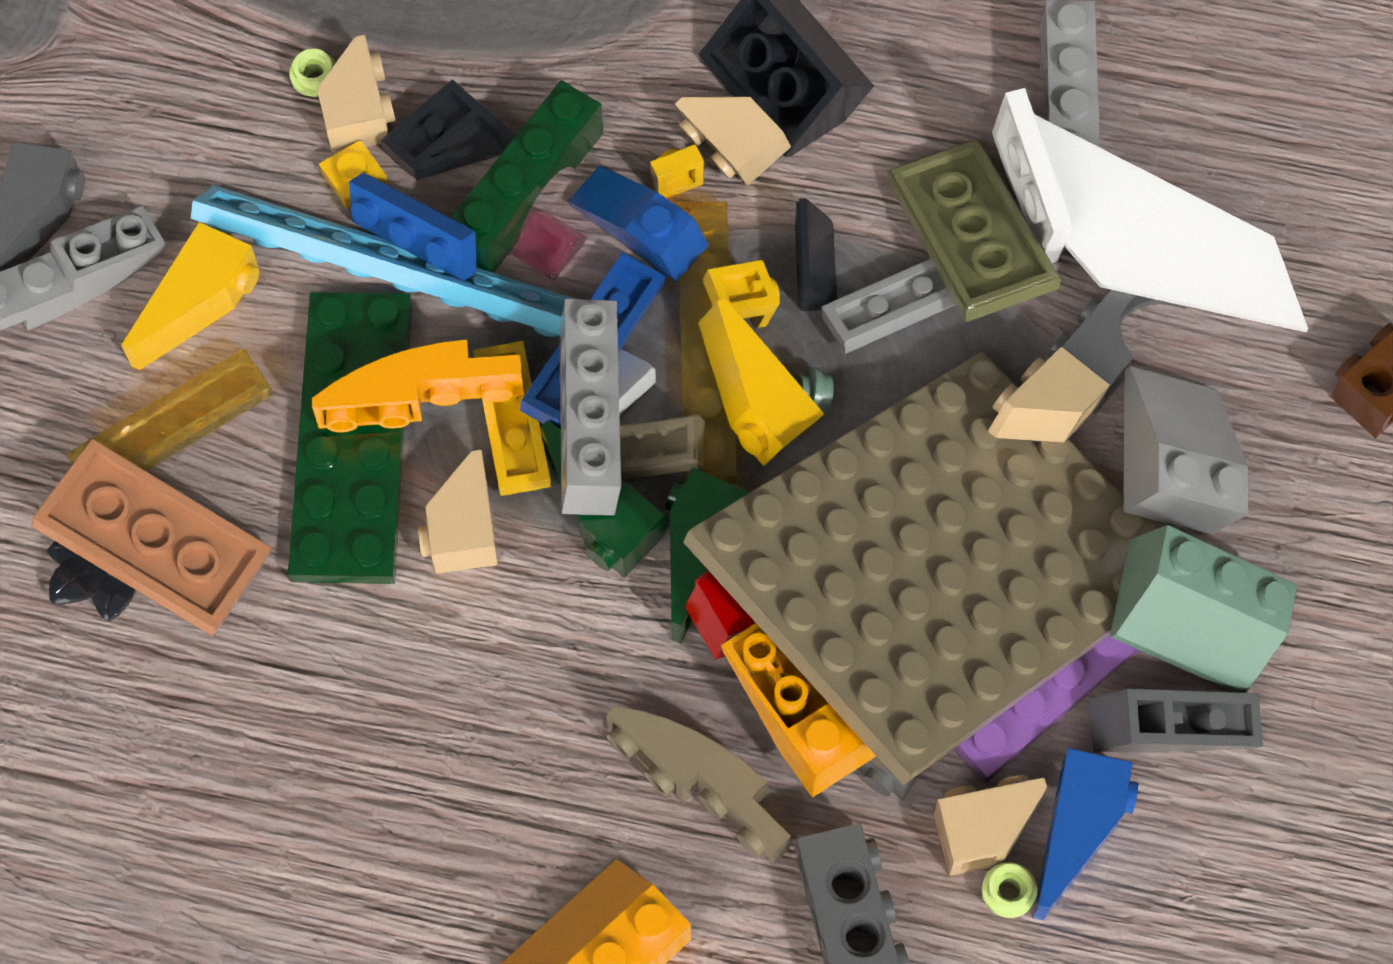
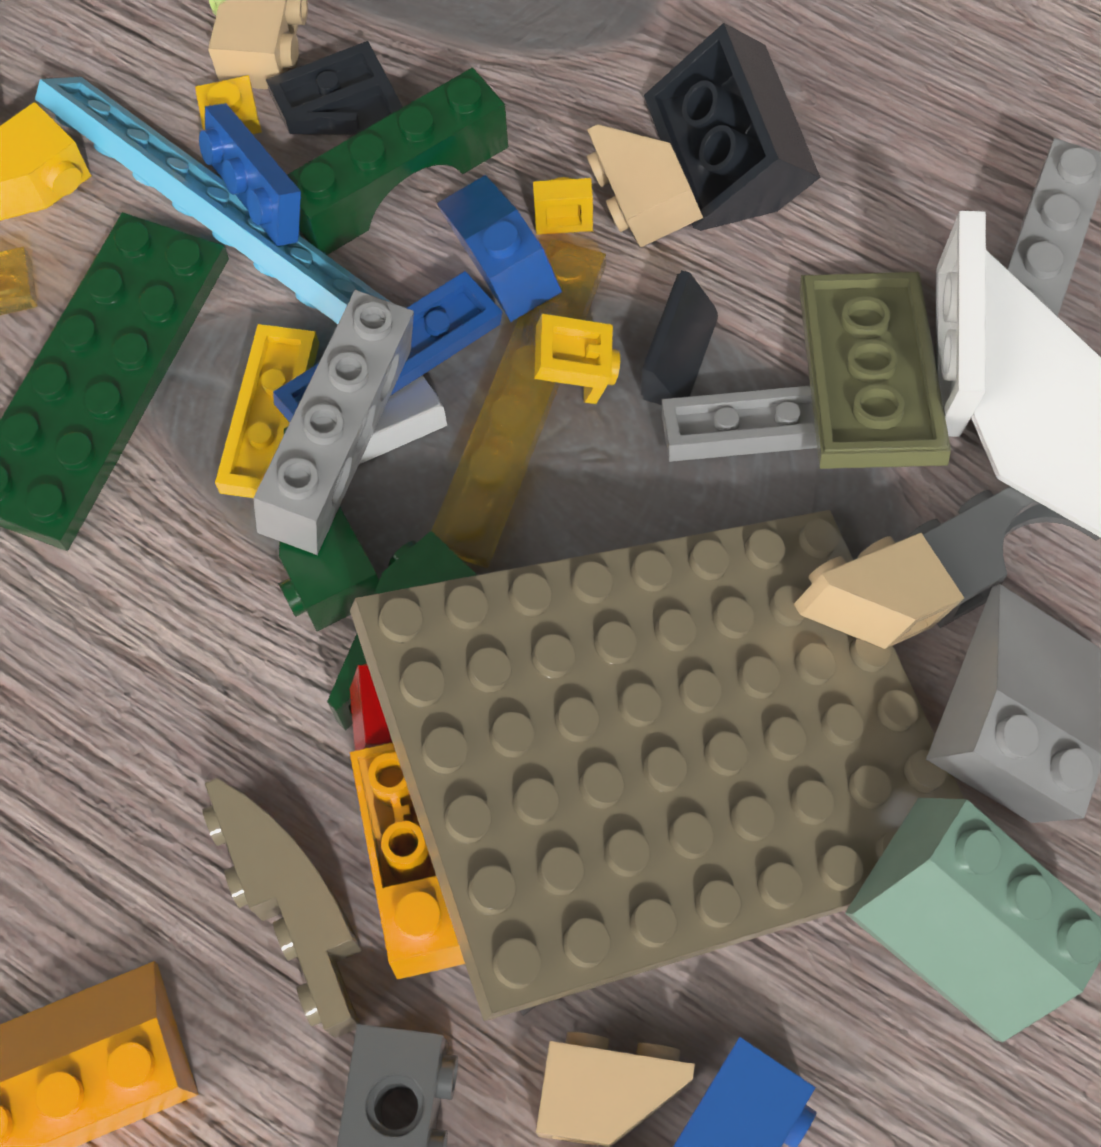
camera: 25 degrees right, 0 degrees up
(395, 386) = (155, 331): light orange slope -> none
(460, 521) = (161, 502): tan slope -> none
(548, 244) = (397, 241): clear pink slope -> none
(662, 446) = (406, 495): dark tan plate -> none
(757, 391) = (545, 478): yellow slope -> none
(818, 387) = (612, 492): sand green plate -> none
(1032, 716) = (722, 973): medium lavender plate -> none
(1174, 721) = (896, 1050): dark grey slope -> none

